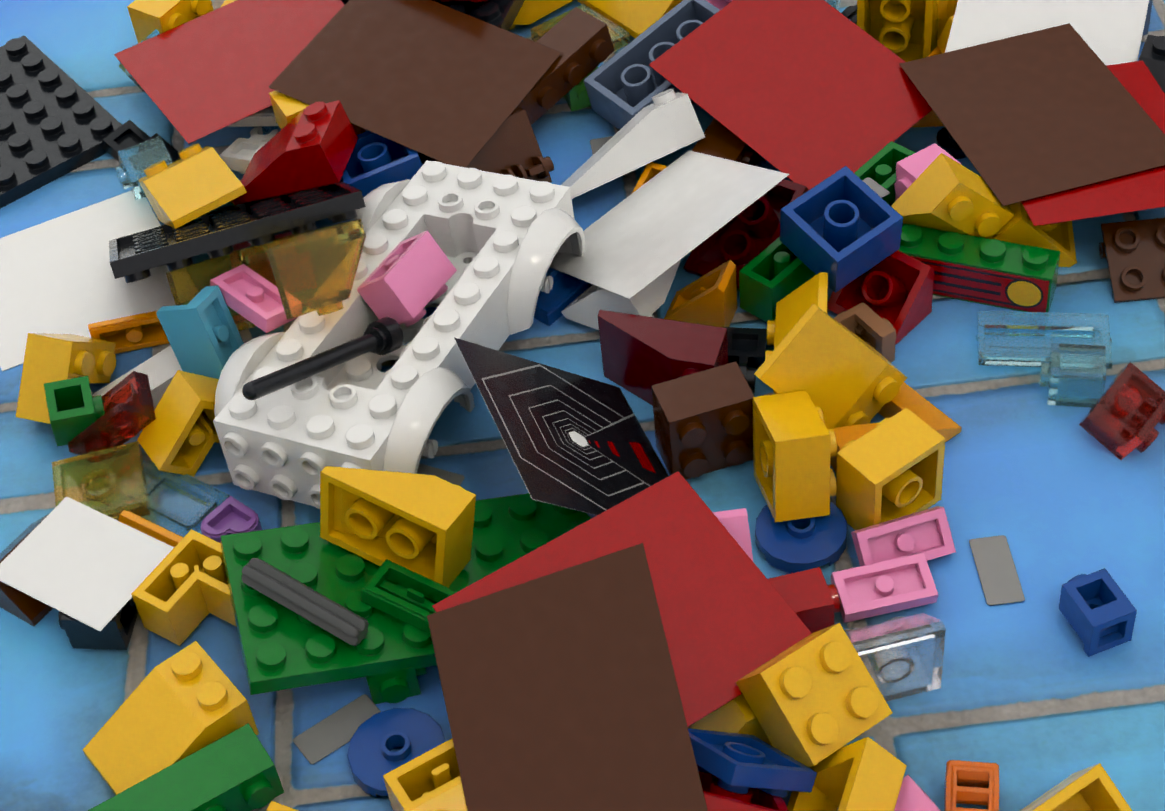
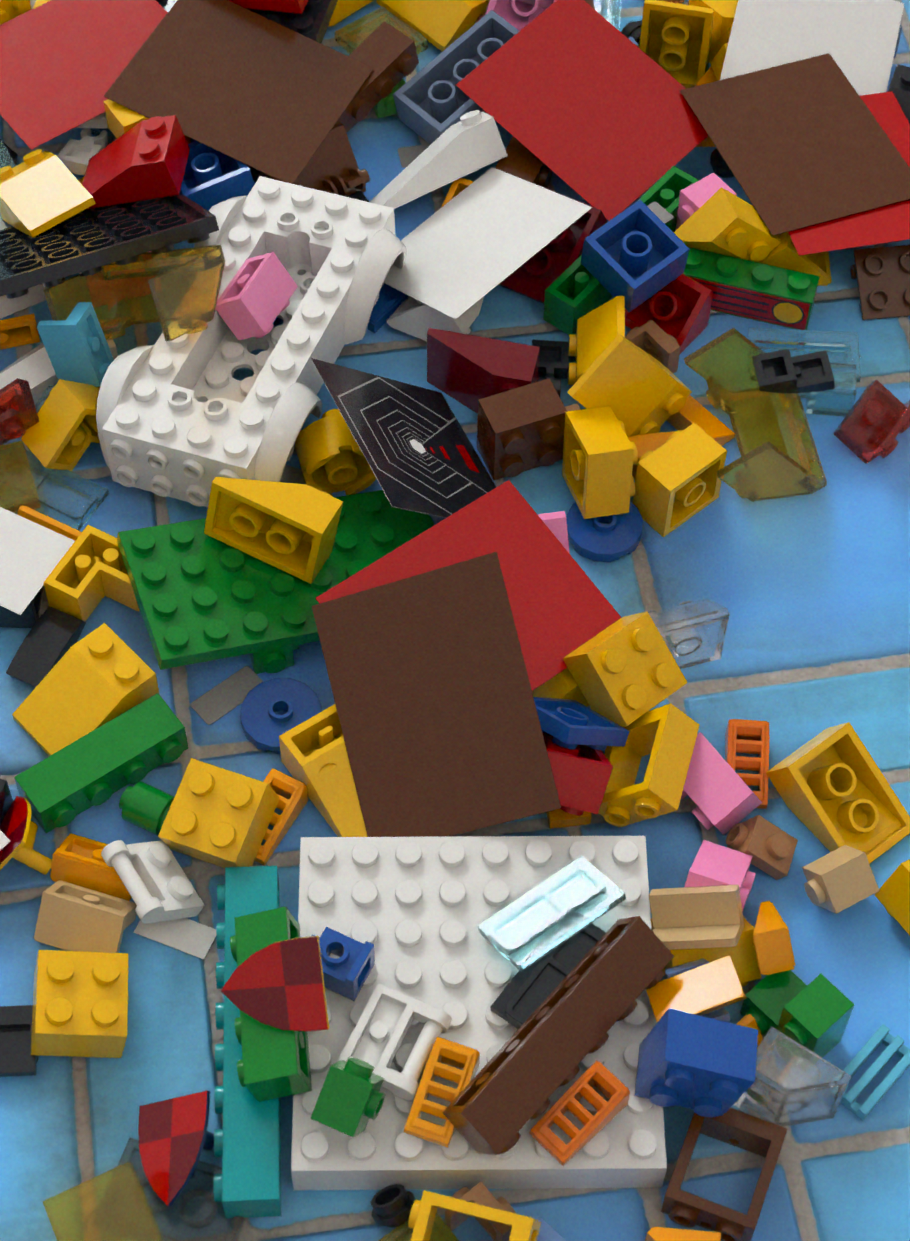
camera: 10 degrees left, 10 degrees up
(129, 667) = (45, 646): none -> black slope
(230, 518) = (113, 514): medium lavender tile -> none
(252, 297) = (123, 312): bright pink plate -> none
(305, 601) = (200, 591): dark grey axle -> none
(379, 338) = (236, 350): black piece -> none
(401, 603) = (286, 592): green tile -> none
(478, 456) = (332, 456): none -> yellow brick
(708, 299) = (513, 314): light orange slope -> none
(809, 597) = (616, 584): red brick -> none
(884, 587) = (674, 575): bright pink plate -> none
(905, 536) = (689, 536): bright pink plate -> none
(996, 570) = (764, 559): light grey sticker -> none
(999, 405) = (769, 427): none -> clear yellow windscreen
(1038, 356) = (798, 374): none -> black slope
(1097, 611) = (846, 595): blue brick -> none

